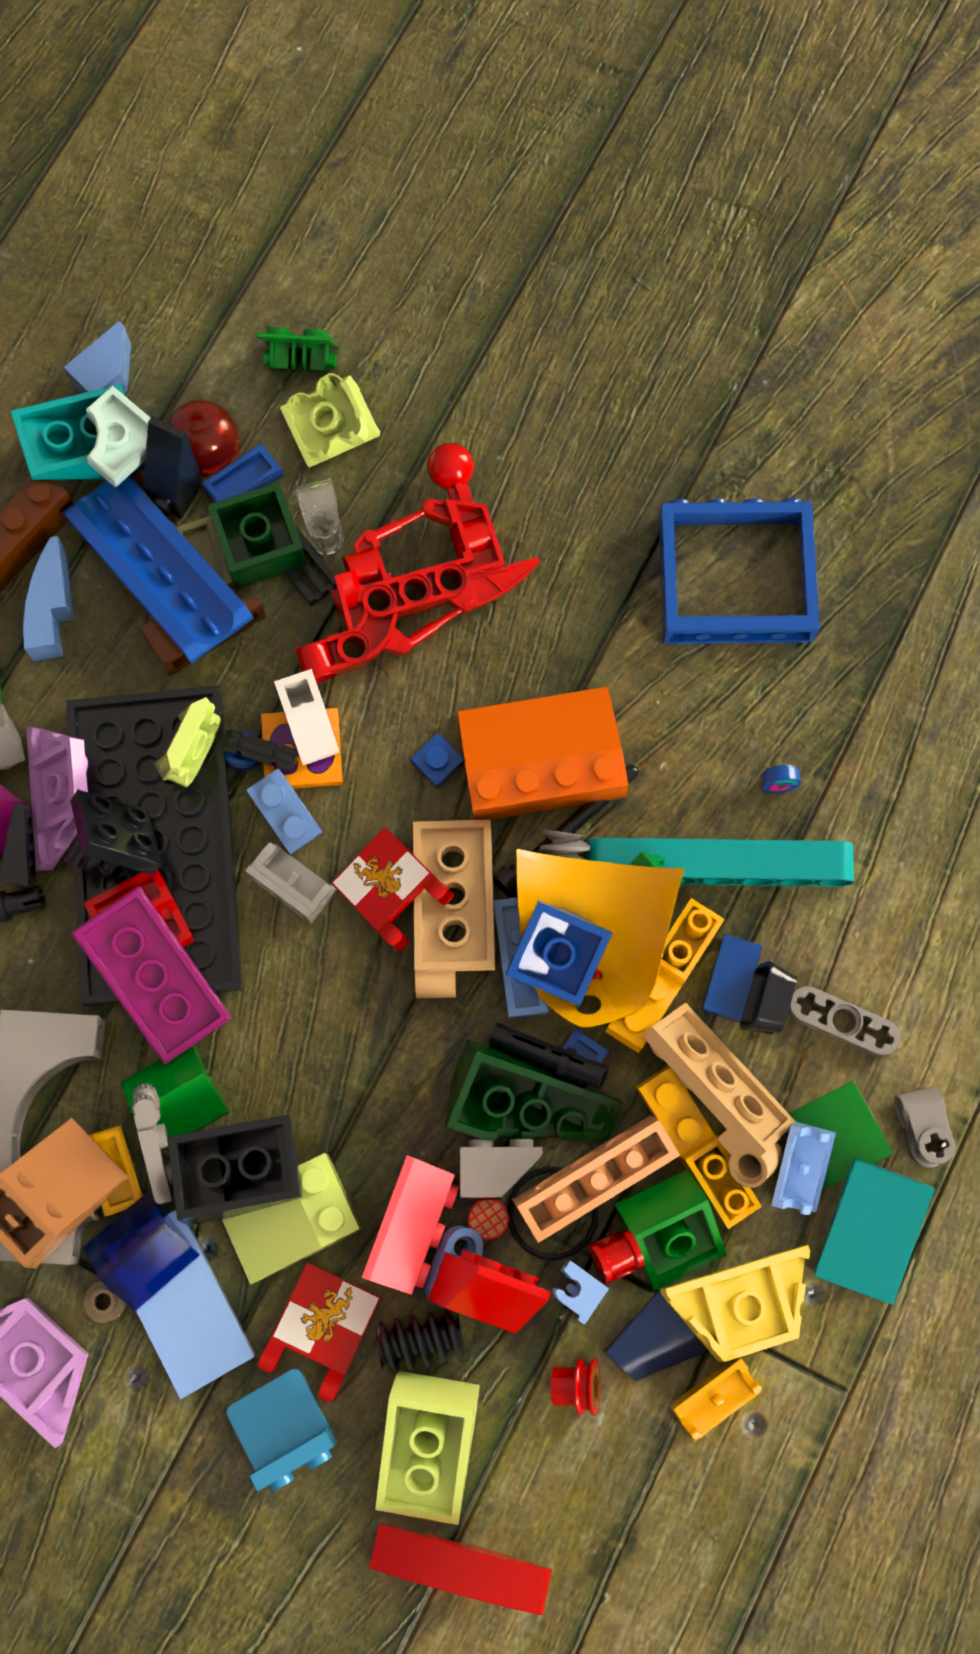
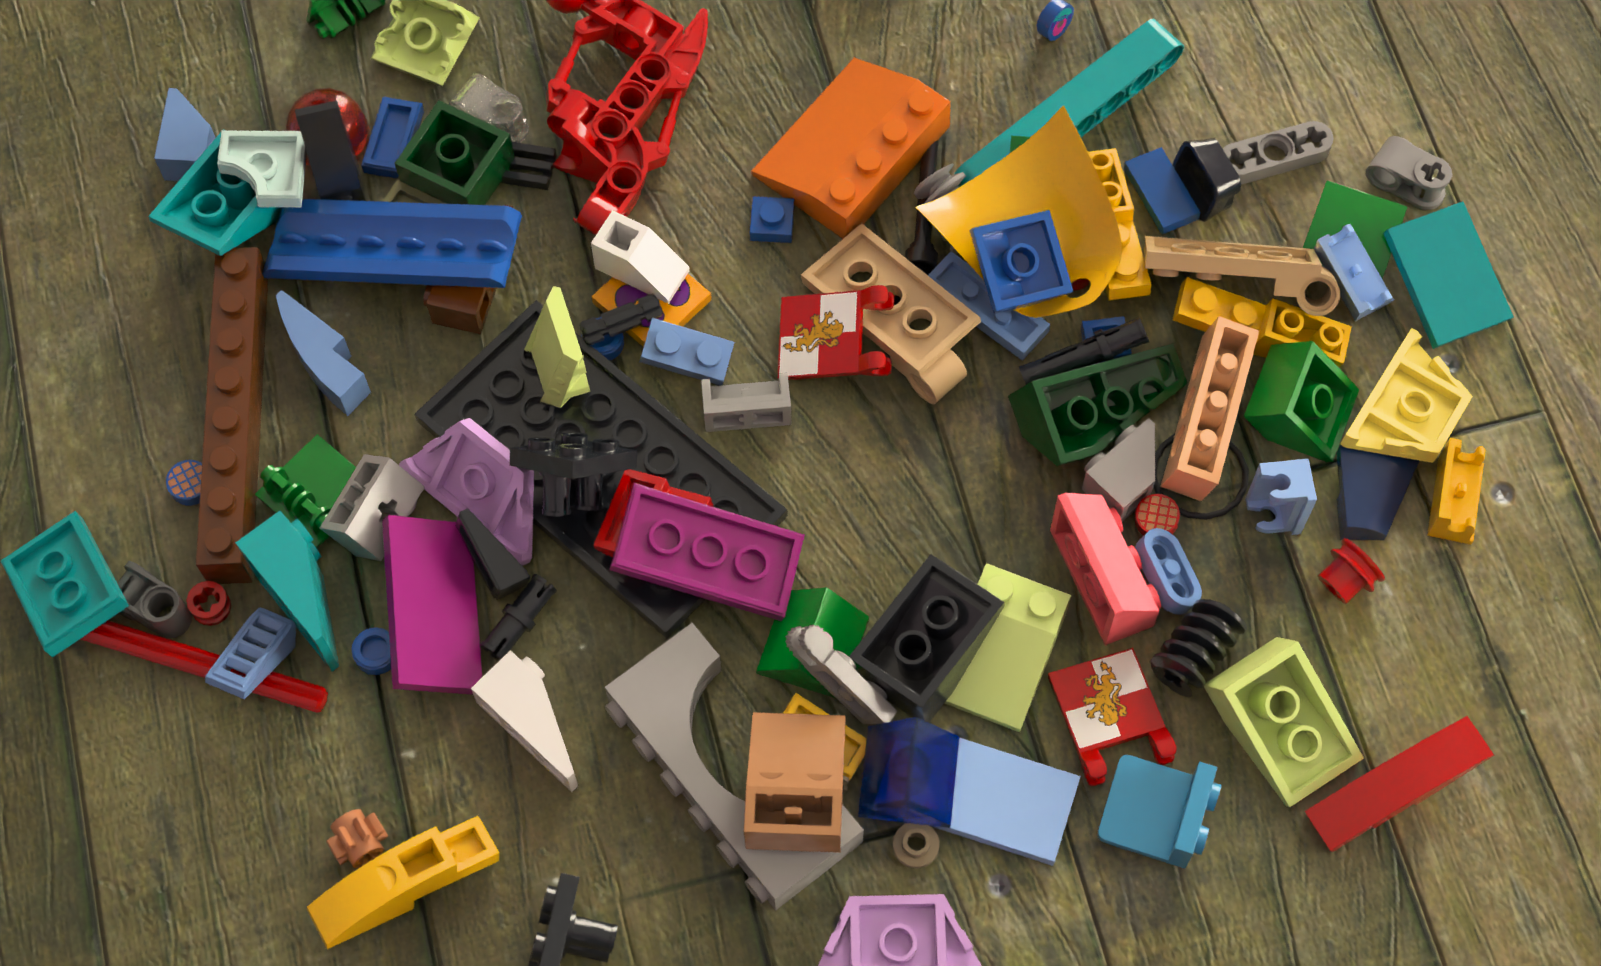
camera: 40 degrees left, 10 degrees down
(487, 1291) = (1216, 552): red slope -> none
(616, 1256) = (1286, 438): red piece -> none

